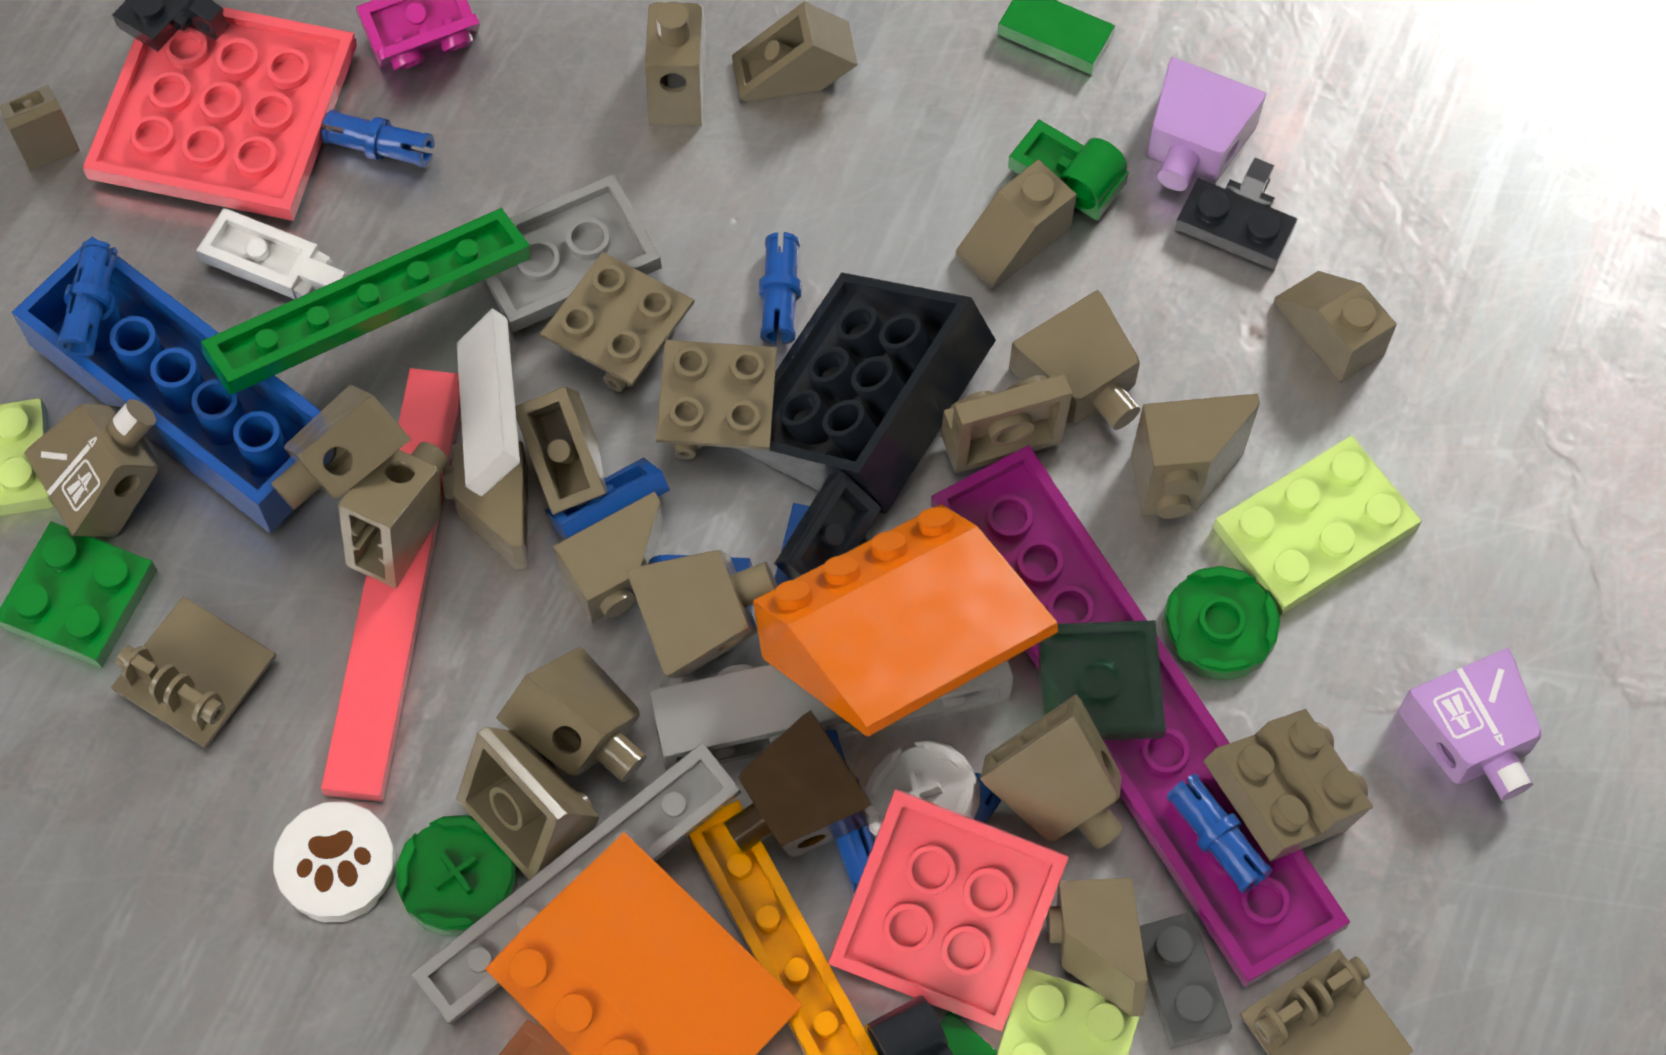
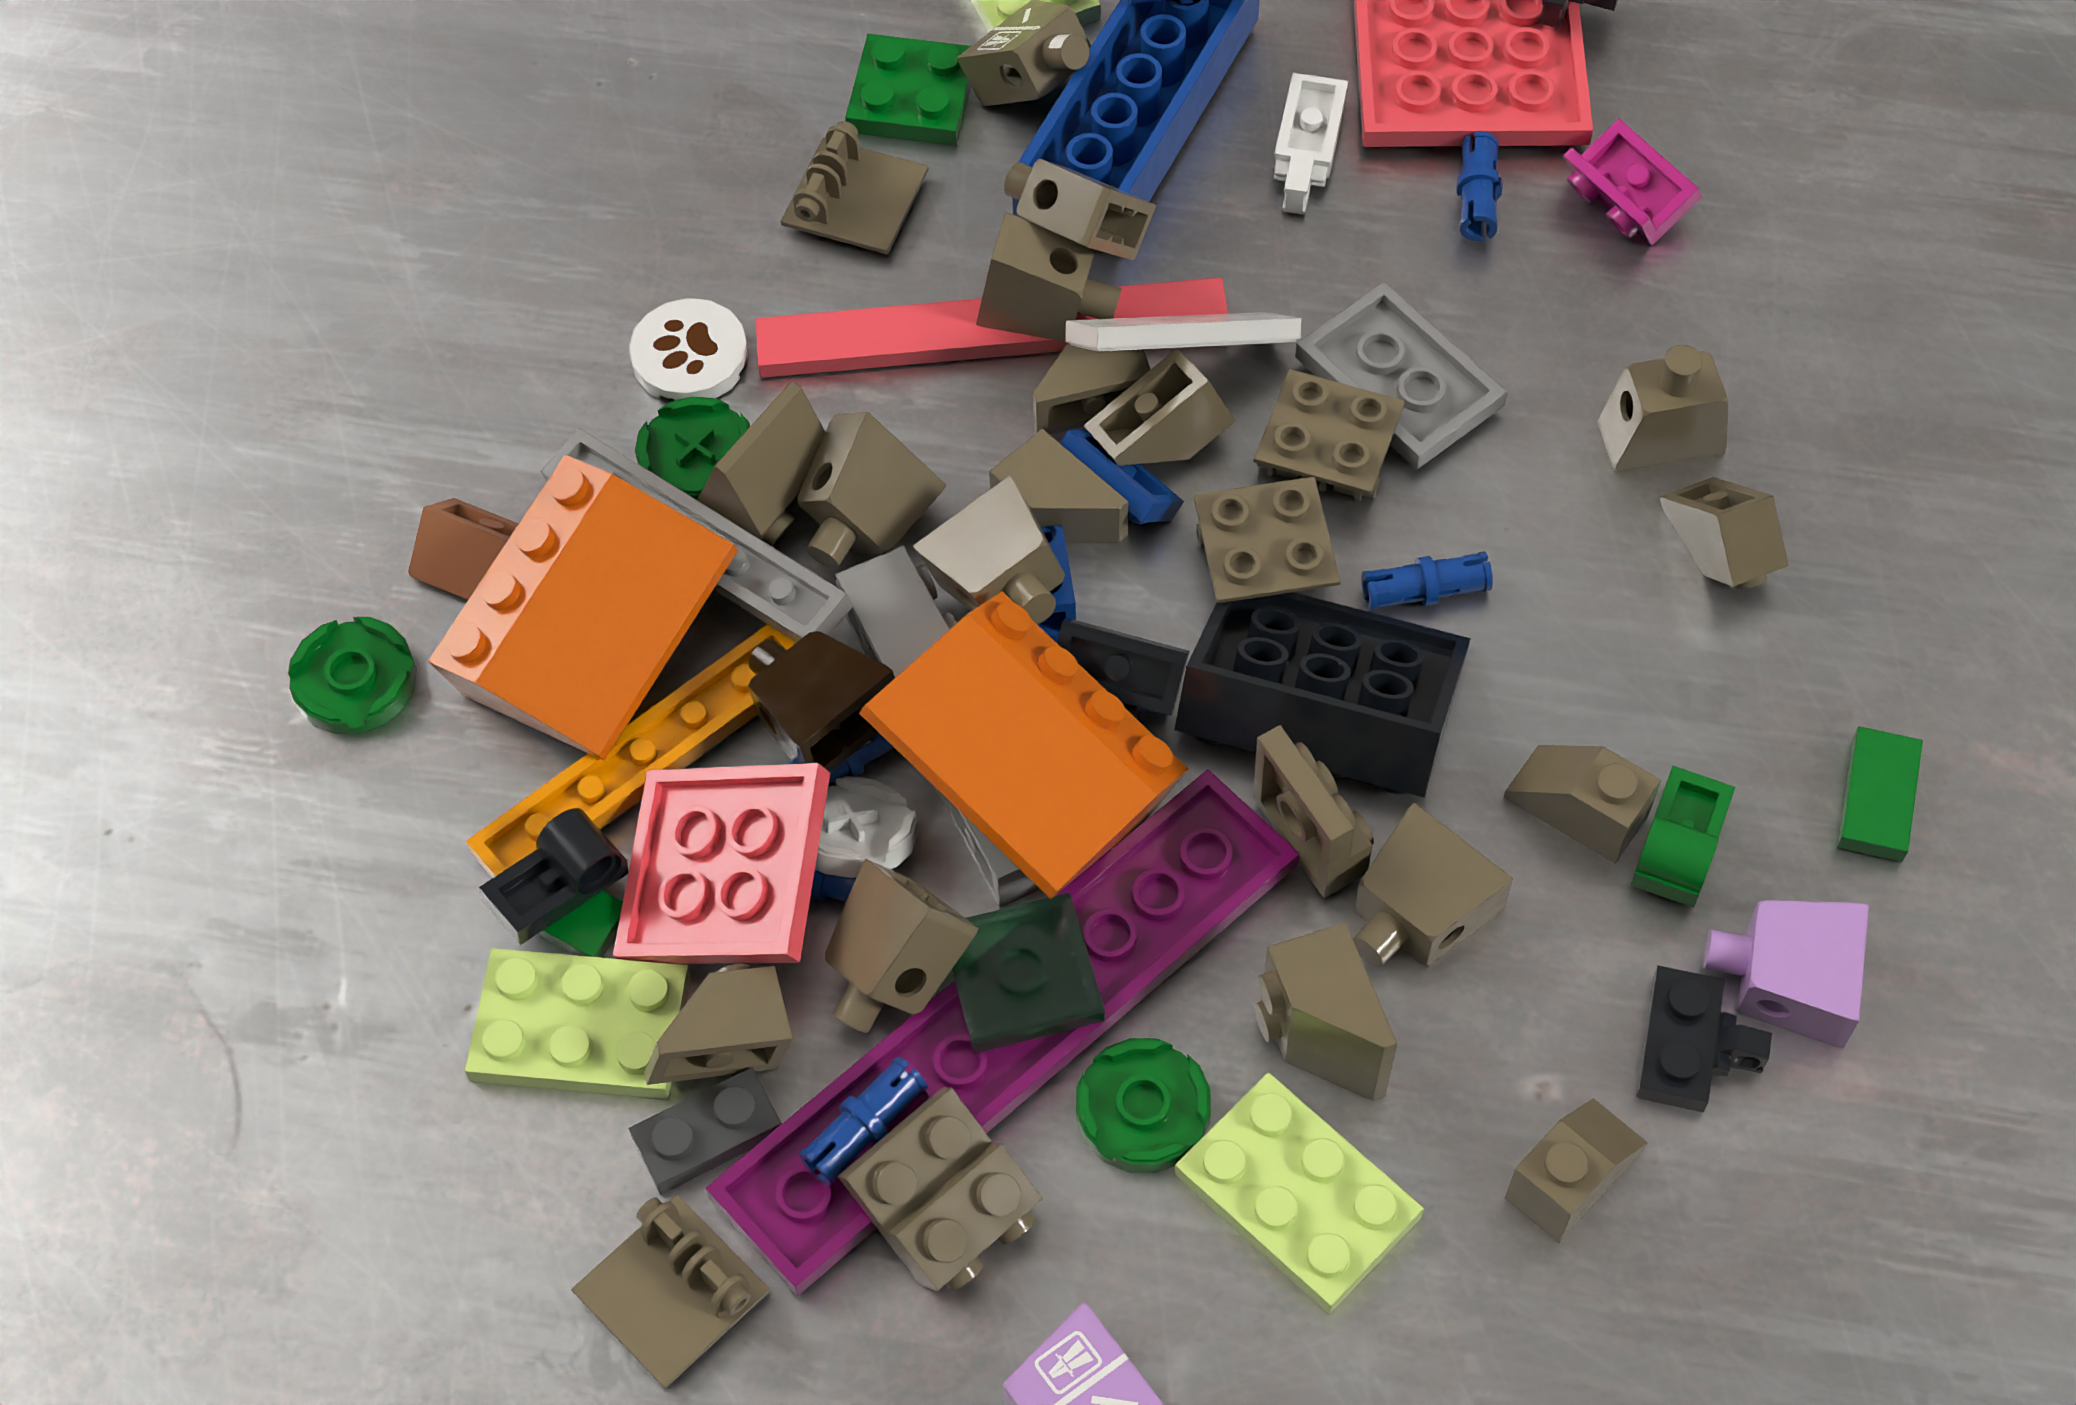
camera: 80 degrees right, 5 degrees down
(364, 301) = (1264, 202): green plate -> none

